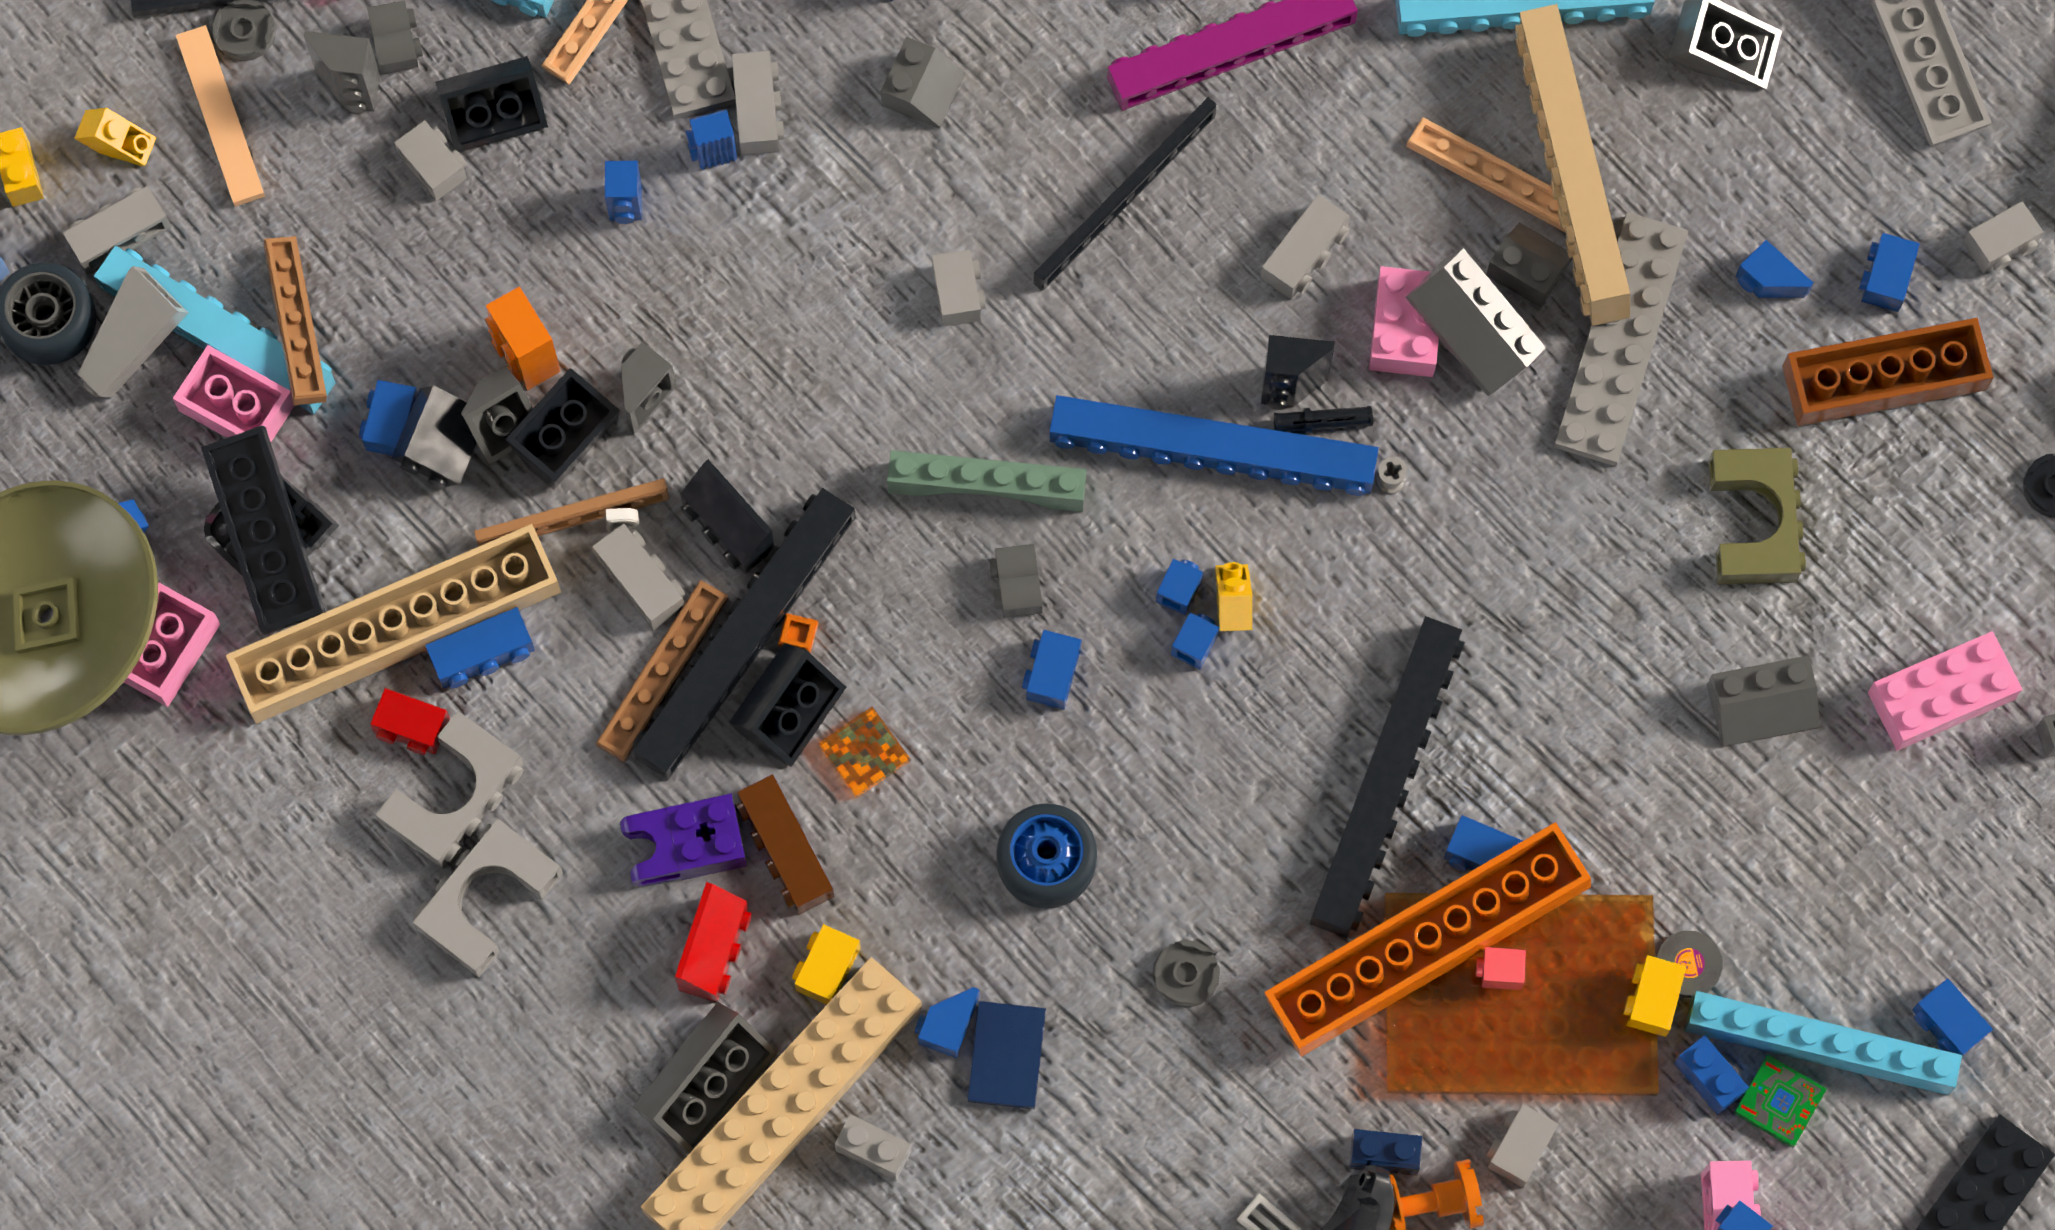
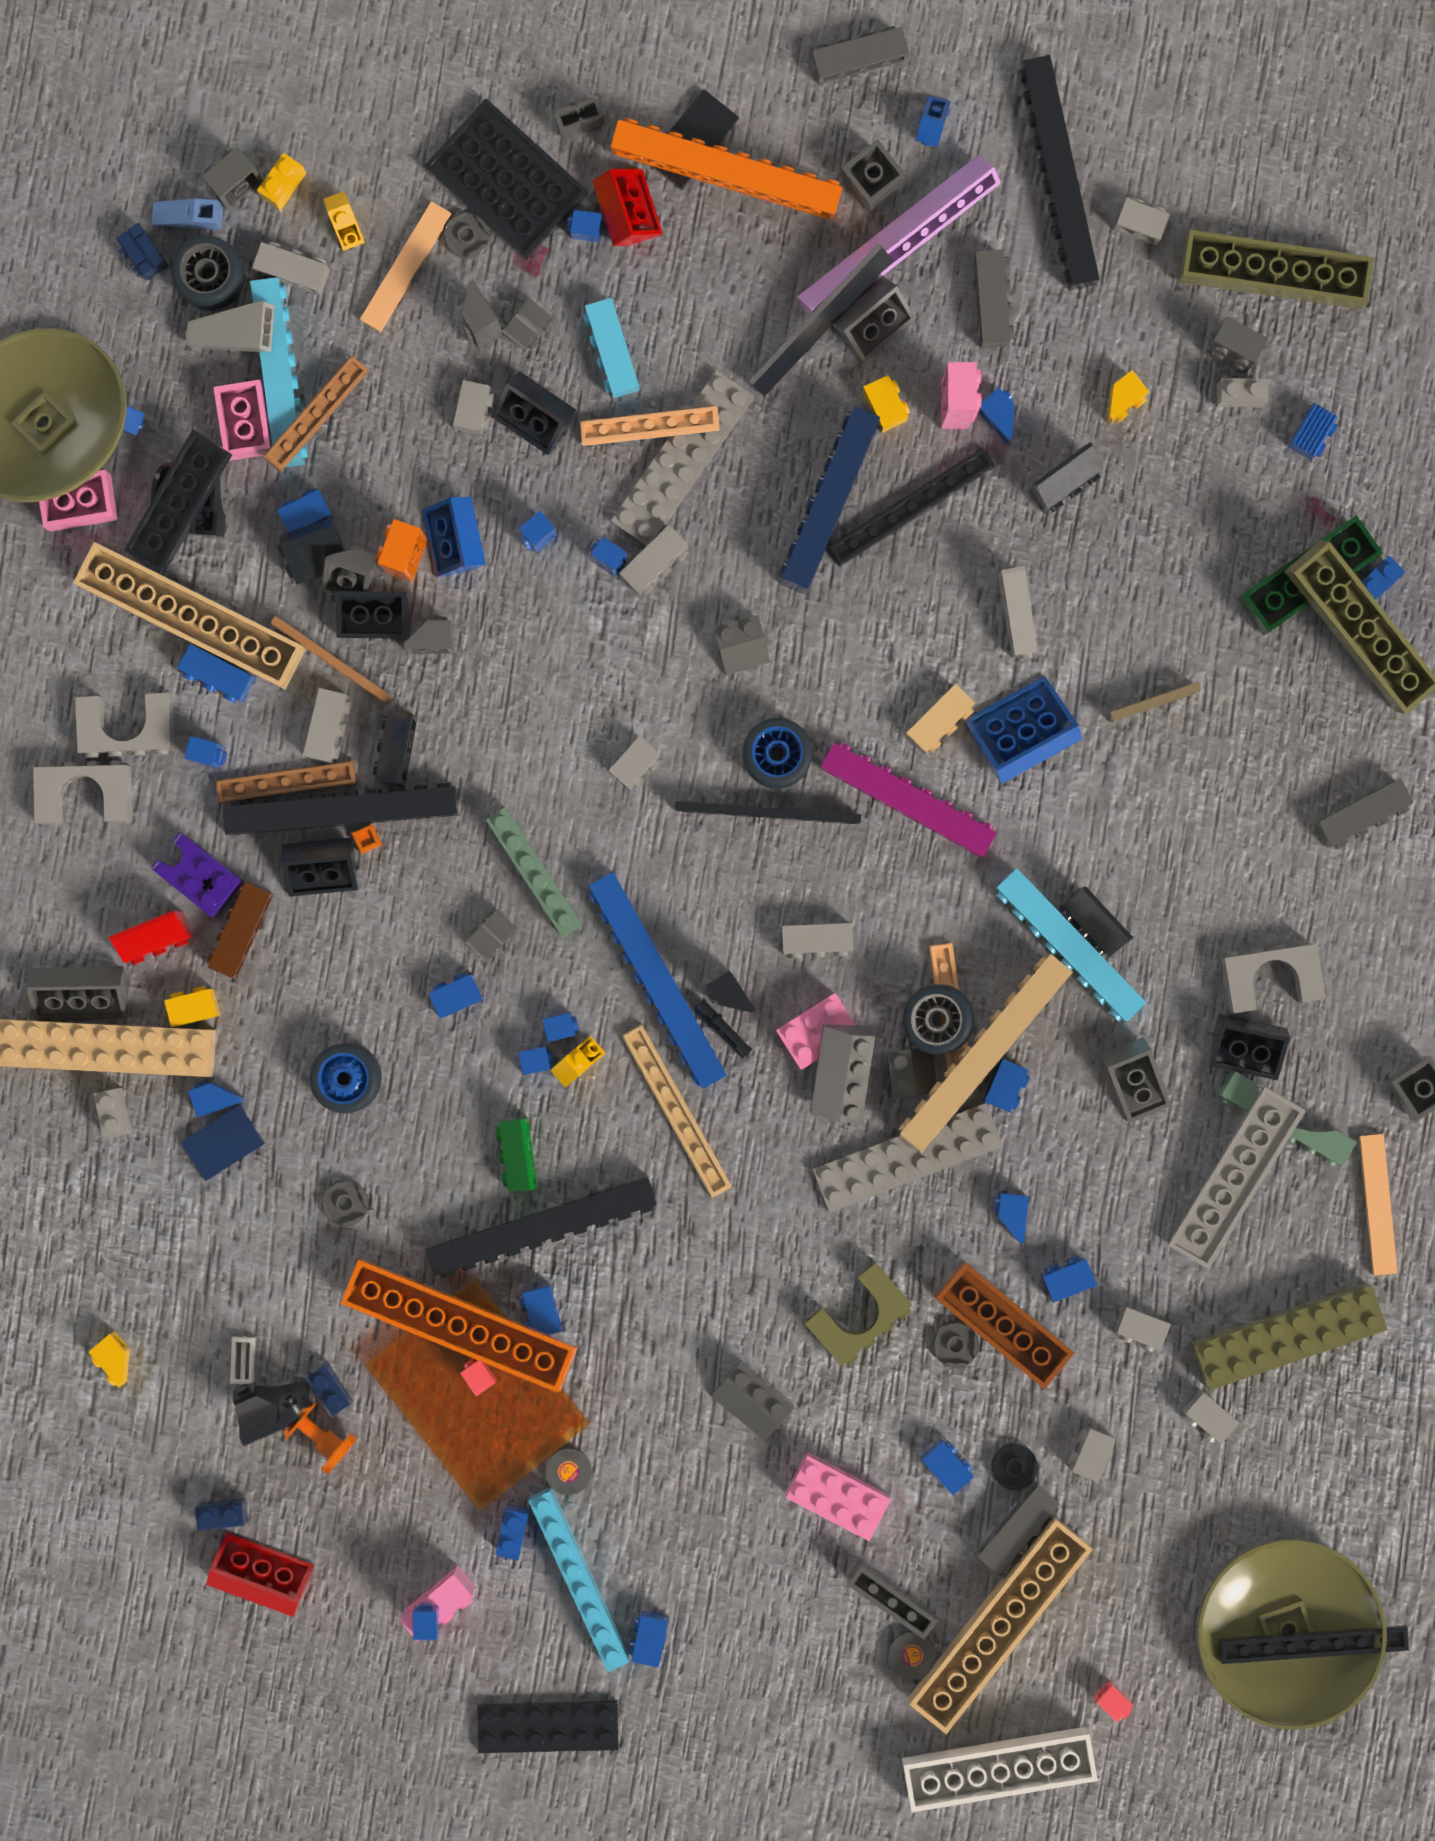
camera: 55 degrees right, 15 degrees up
(409, 722) = (144, 670): red brick -> none
(555, 283) = (453, 536): none -> blue slope
(559, 721) = (205, 753): none -> blue brick
(617, 517) = (351, 689): white tile -> none
(864, 752) = (328, 929): clear orange tile -> none
(1075, 110) = (777, 734): none -> wheel
(1285, 736) = (517, 1155): none -> green slope
(1374, 538) = (676, 1111): none -> tan tile
(1394, 466) = (712, 1095): light grey bush -> none
(1493, 158) = (920, 1024): none -> wheel
(1522, 1145) = (392, 1459): light grey brick -> none
(1625, 177) = (1006, 1085): none -> blue brick
(1655, 995) = (529, 1470): yellow brick -> none
(1780, 1101) = (531, 1578): green tile -> none
(1870, 444) = (955, 1344): none -> dark grey tile
(2001, 551) = (947, 1466): none -> blue brick

